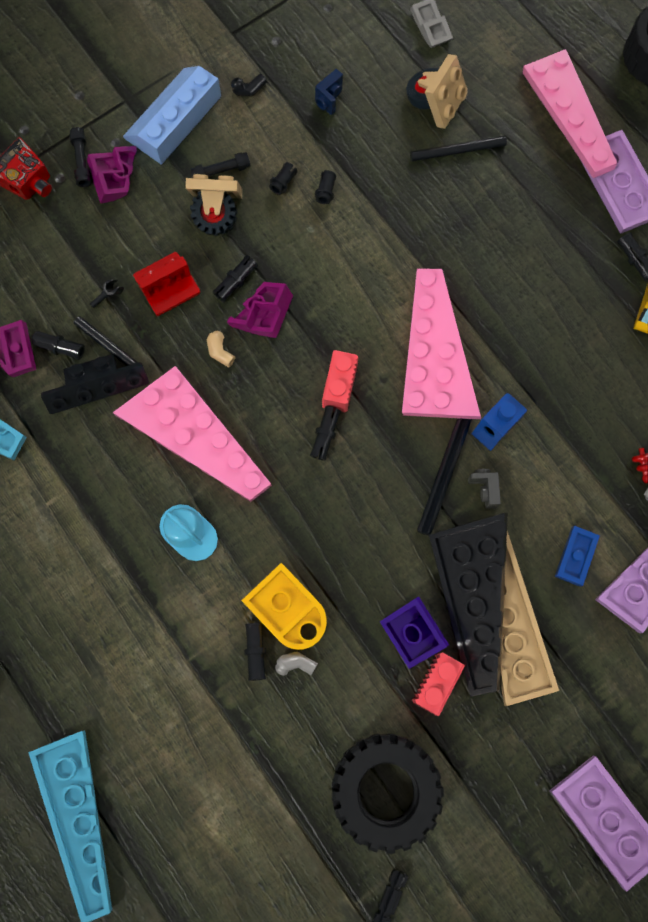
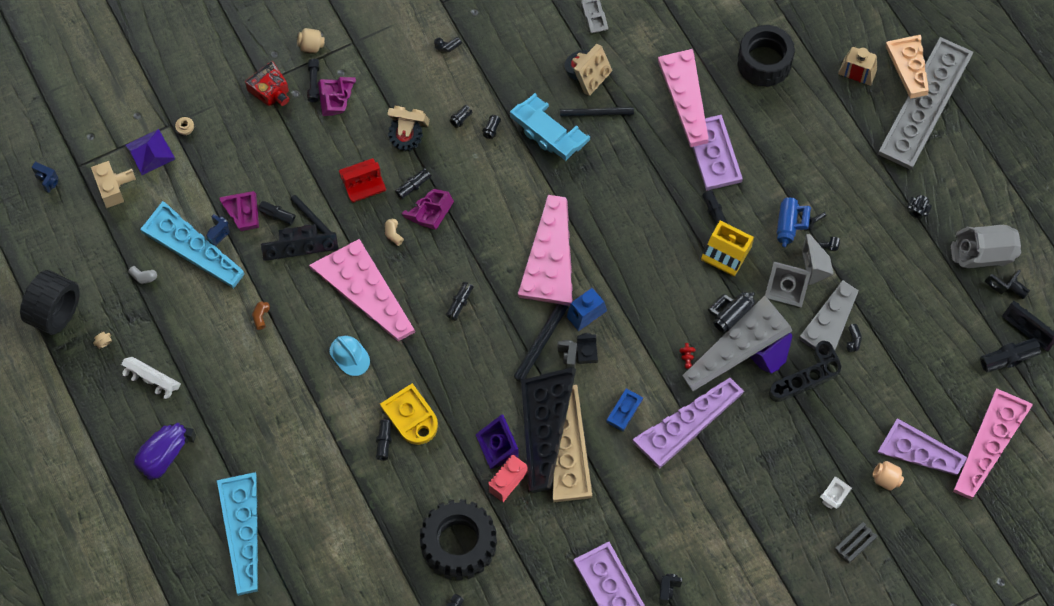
camera: 10 degrees right, 10 degrees down
(53, 490) = (258, 312): none -> dark orange arm
(67, 104) = (310, 40): none -> tan head
(108, 290) = (319, 179): black hand -> none
(175, 113) = (388, 57): light blue slope -> none
(240, 161) = (431, 99): black bar -> none
(294, 660) = (411, 450): light grey arm -> none
(328, 90) = (506, 55): dark blue bracket -> none
(340, 380) = (476, 265): coral brick -> none
(399, 181) = (545, 130): none -> medium azure bracket
(510, 475) = (587, 348): none -> black bracket

